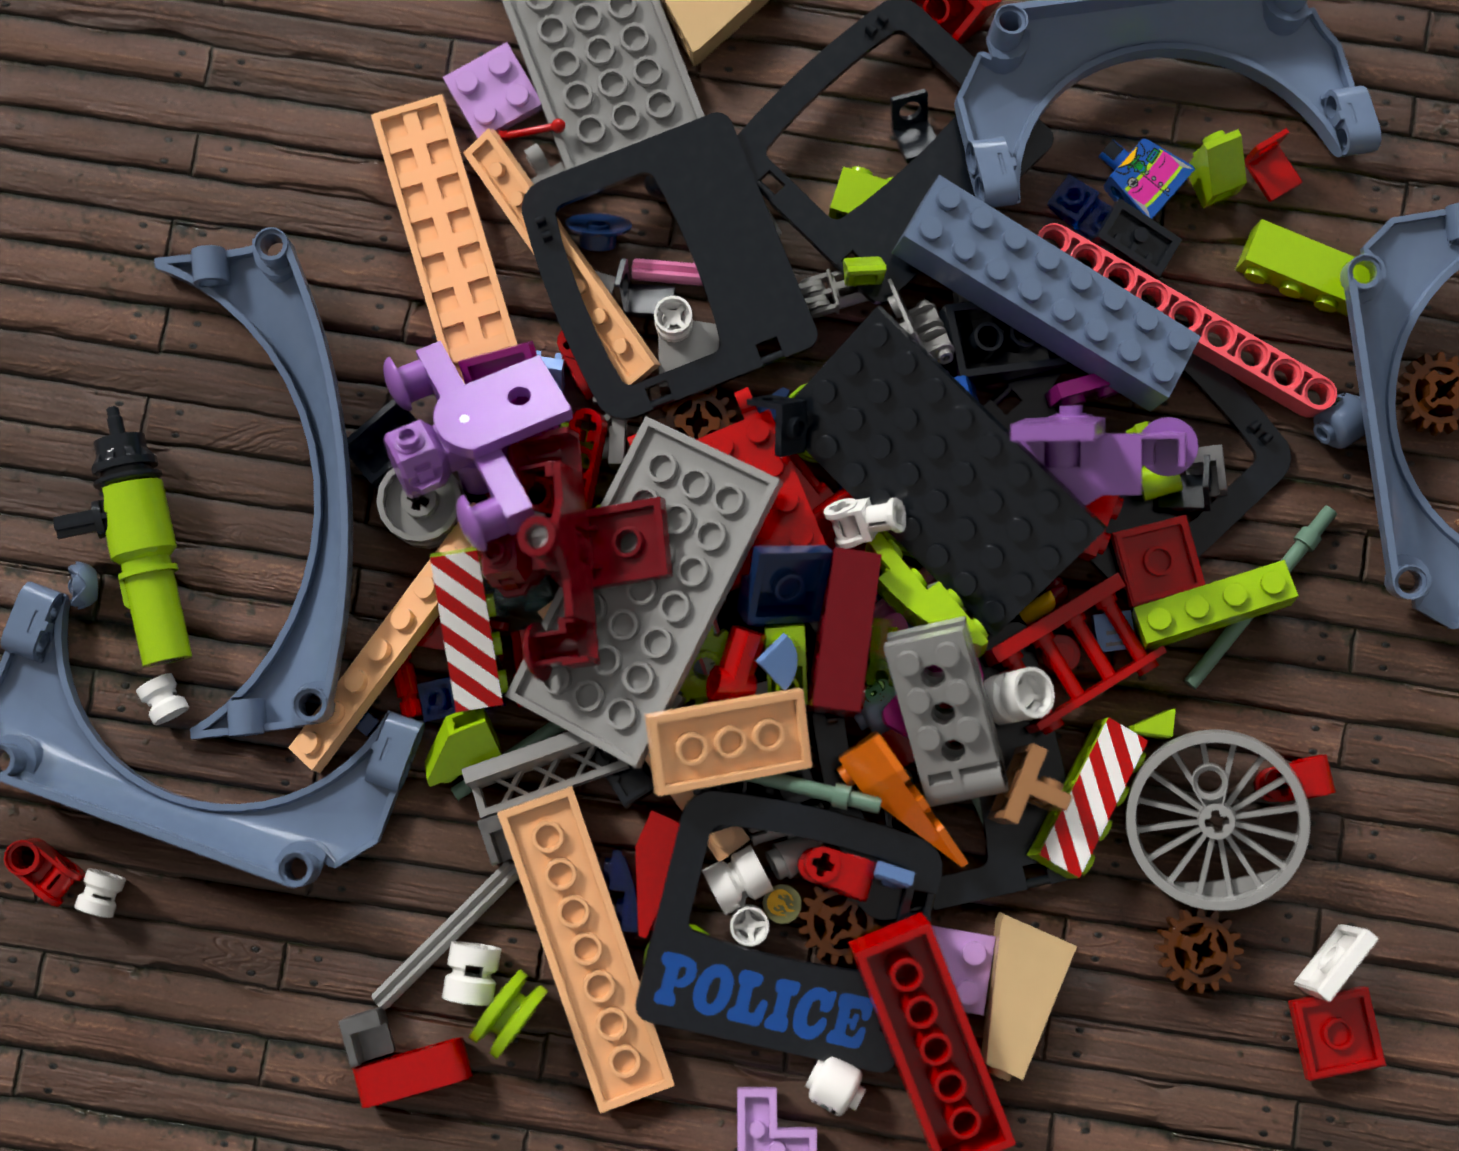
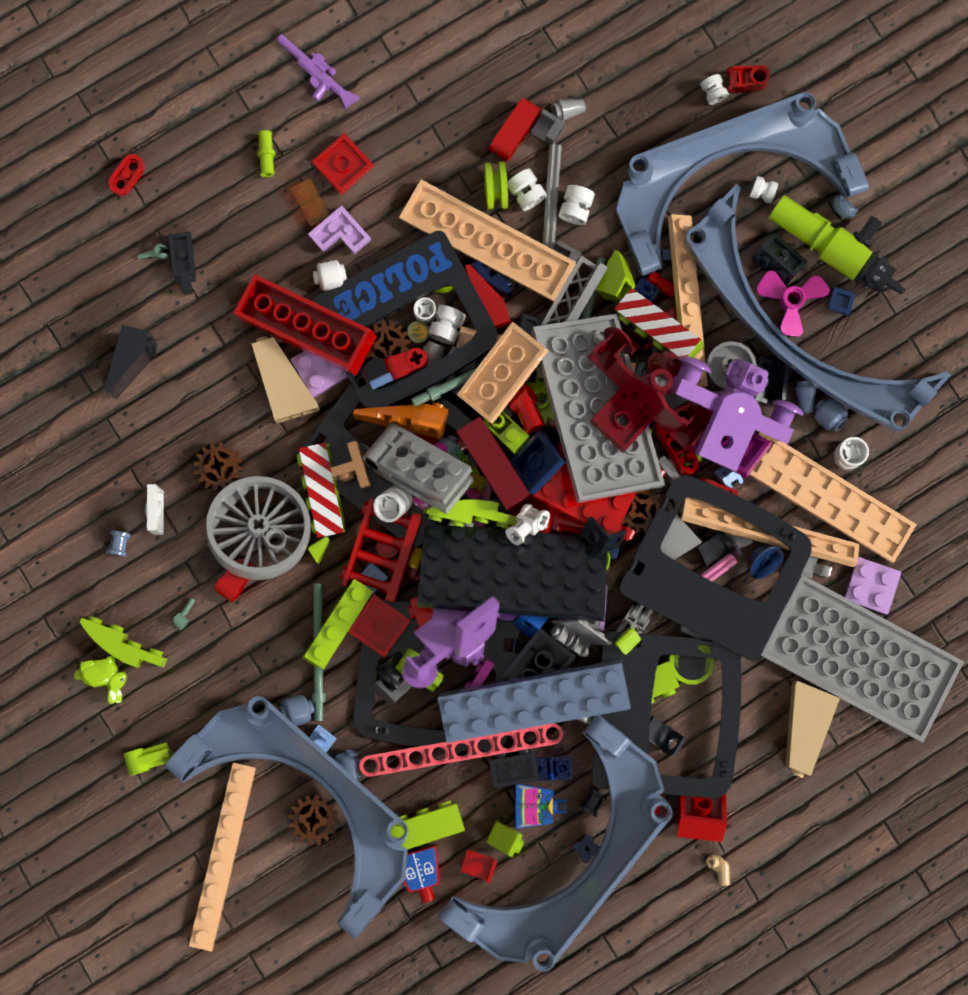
camera: 135 degrees right, 0 degrees up
(201, 468) = (841, 301): none -> dark blue plate
(228, 589) = (779, 257): none -> black bracket
(269, 560) = (773, 287): none -> dark pink piece
(317, 1039) = (567, 108): none -> light grey cone
(350, 336) = (831, 415): none -> sand blue head
(359, 388) = (805, 396): none -> sand blue cone
(365, 259) = (851, 453): none -> white wheel
(426, 892) = (576, 204): none -> white wheel
(557, 126) = (827, 591): red hinge -> none
(672, 312) = (692, 543): white wheel -> none
(780, 661) = (510, 425): medium blue tile -> none
(809, 175) = (692, 669): none -> tile
(1069, 125) = (593, 802): none -> black bush
(1118, 90) = (580, 848): none -> dark blue plate
(1337, 1034) = (127, 482): red plate -> none
(1347, 484) = (322, 738): none -> light blue tile
(1351, 544) = (297, 709): none -> sand blue head
(1352, 216) = (422, 872): none -> blue torso
(1408, 789) = (179, 620): none -> sand green hand
(1414, 960) = (118, 543): none -> sand blue bush

